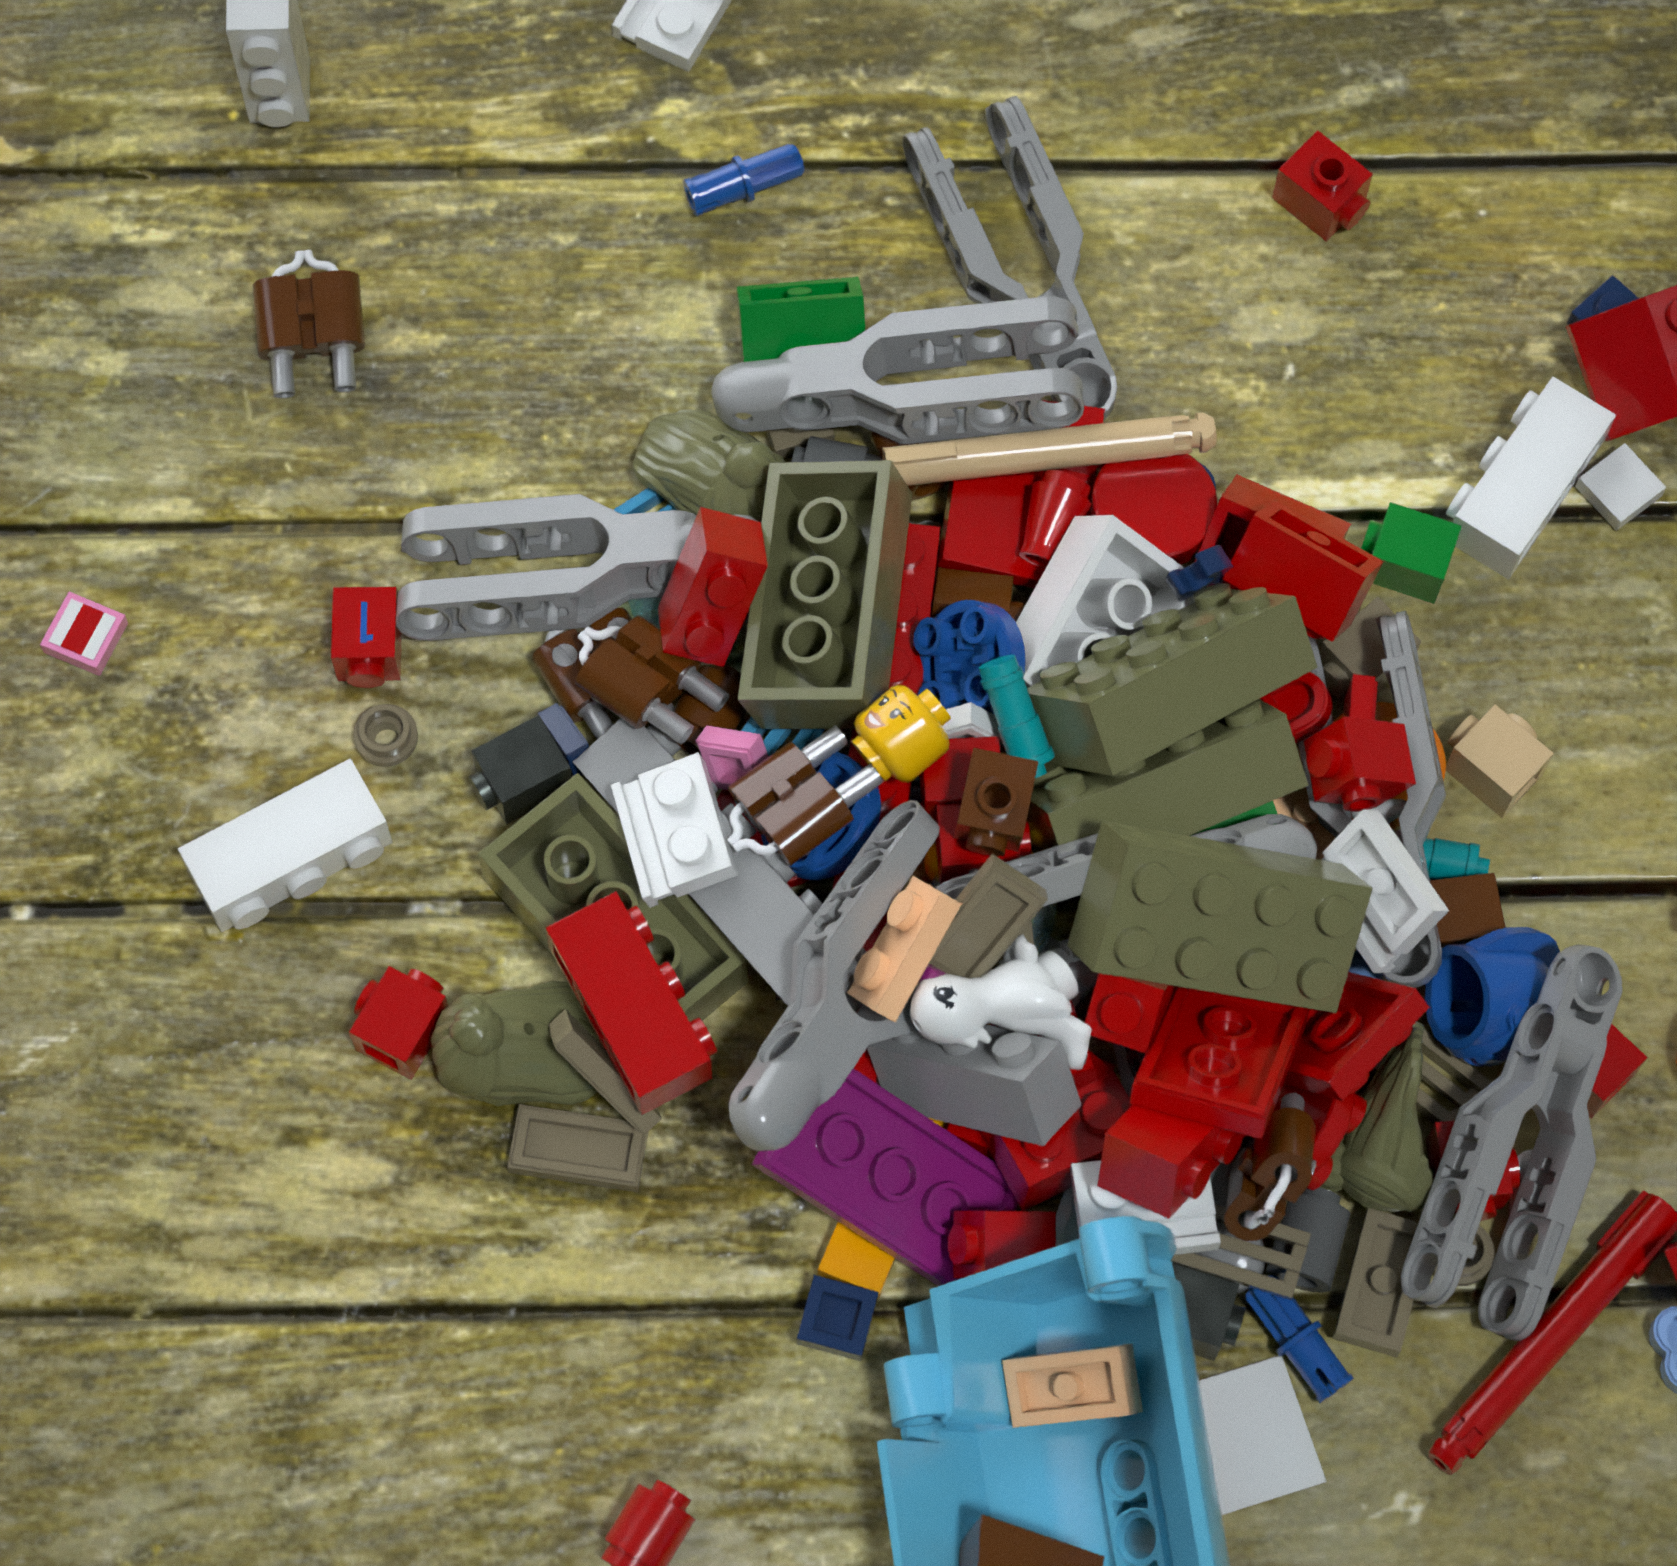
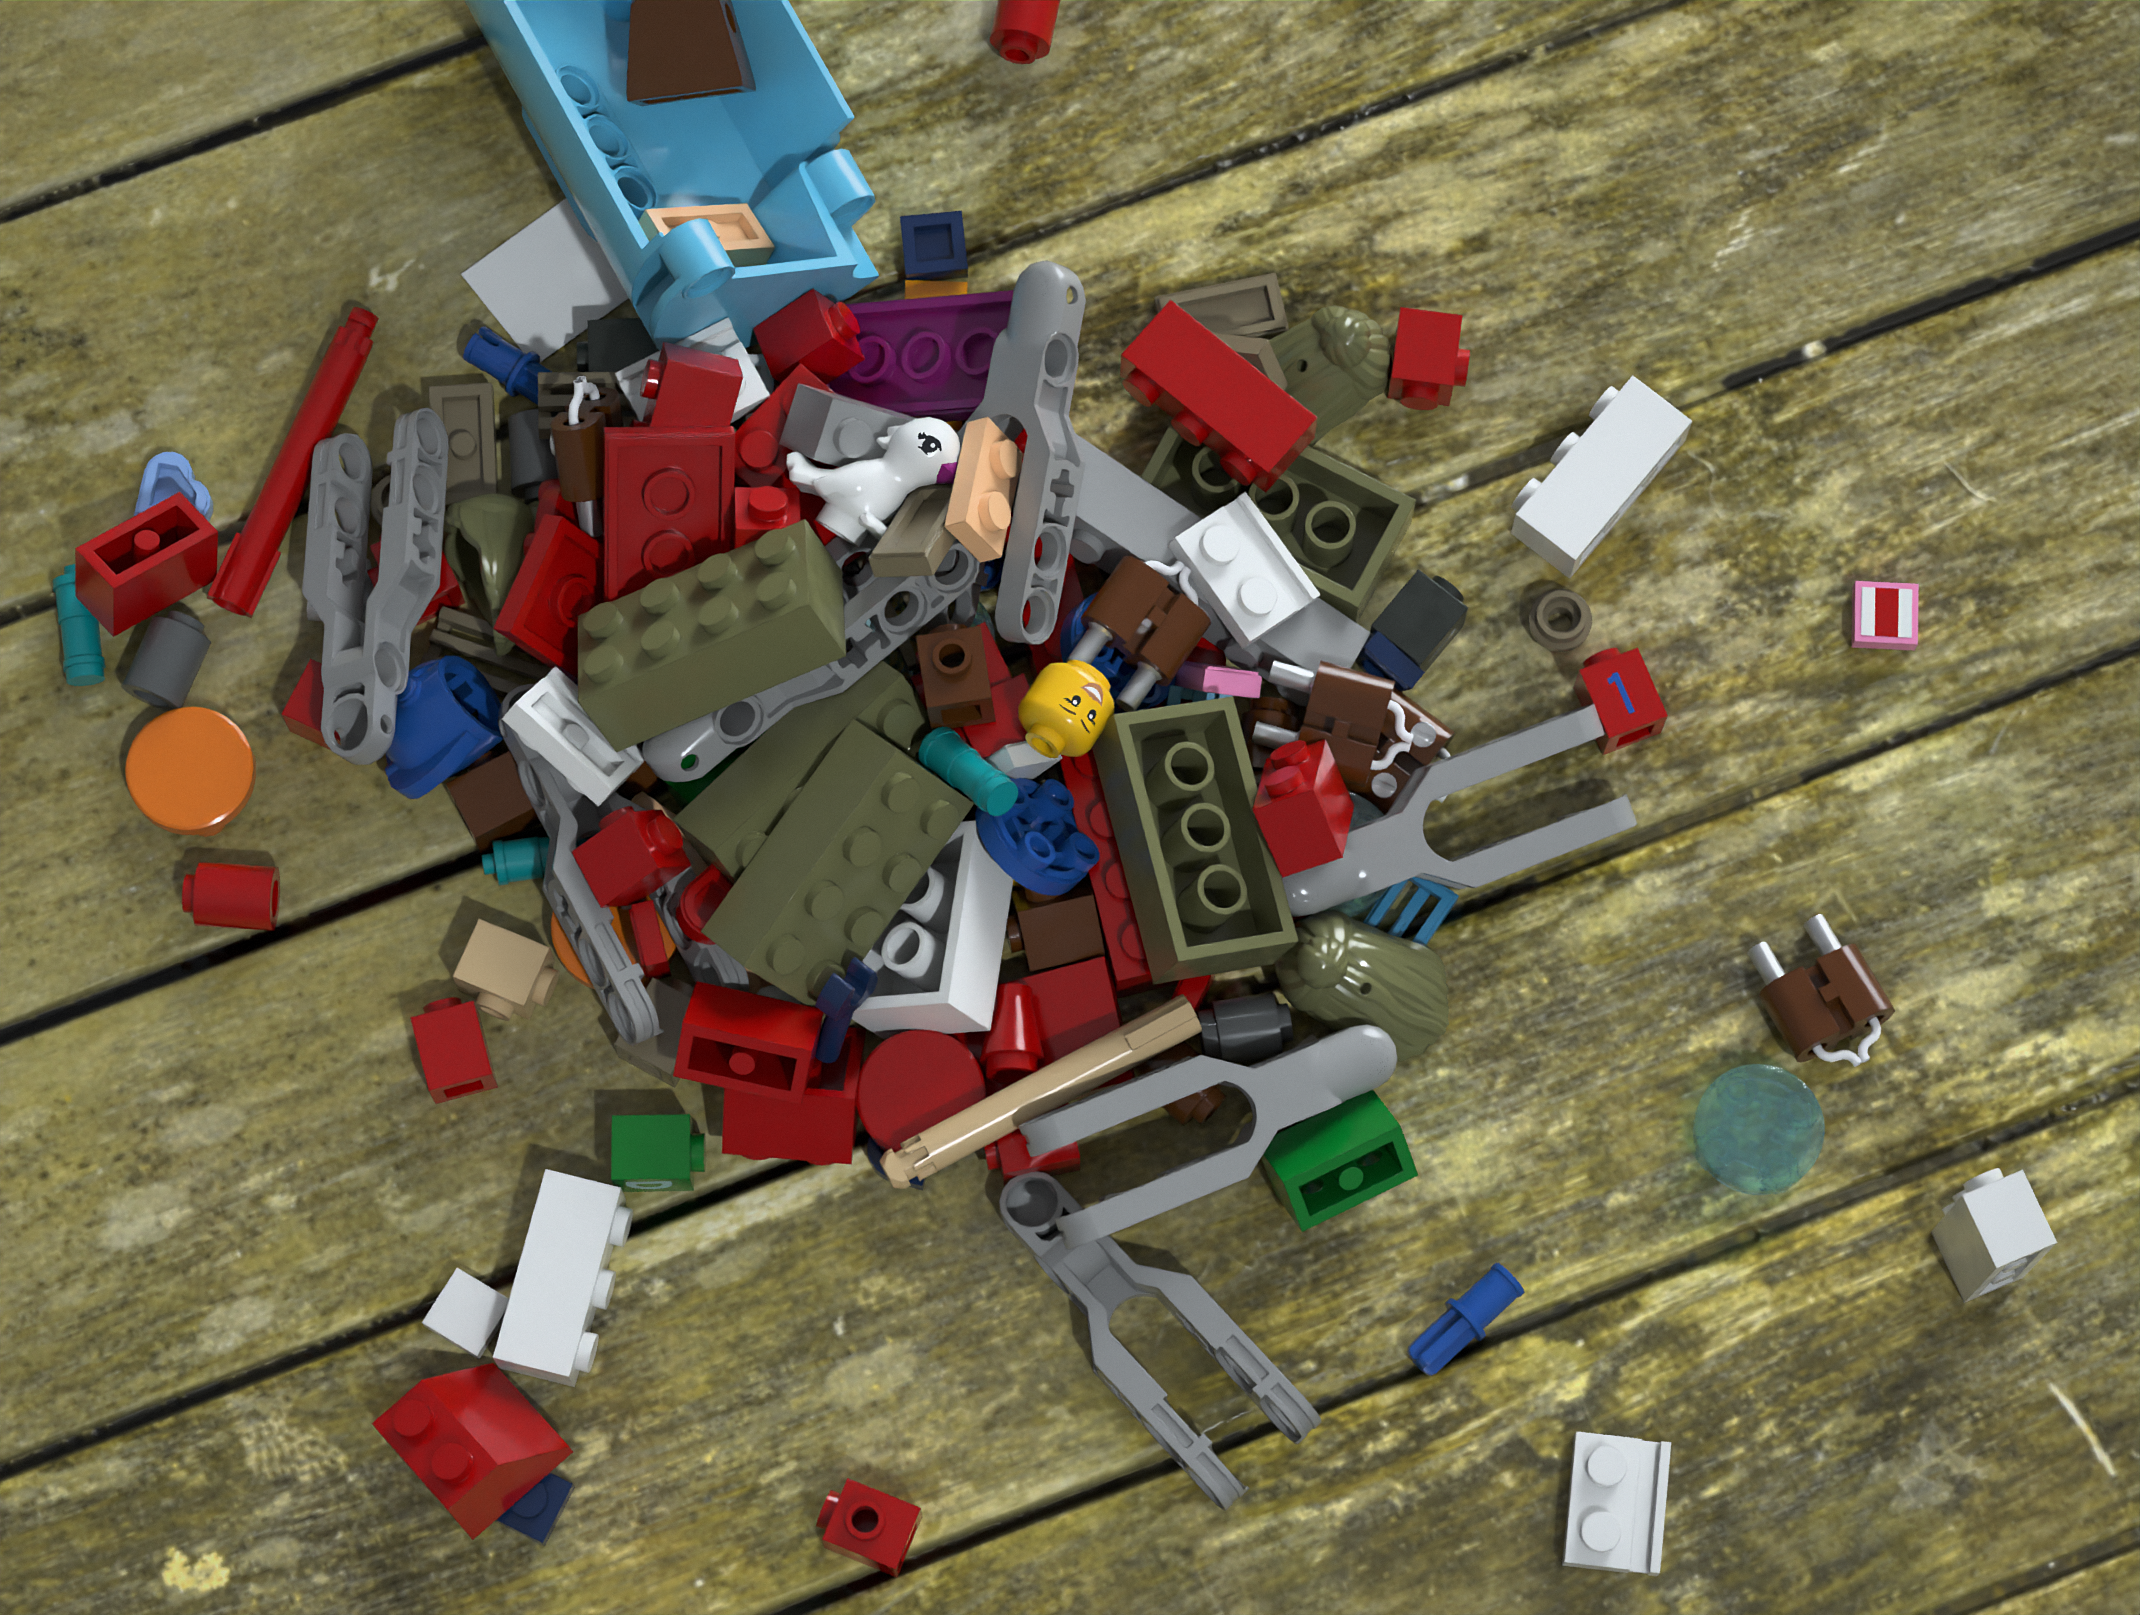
camera: 160 degrees right, 5 degrees up
(419, 237) = (1758, 1129): none -> clear light blue tile
(1569, 704) = (453, 1049): none -> red brick

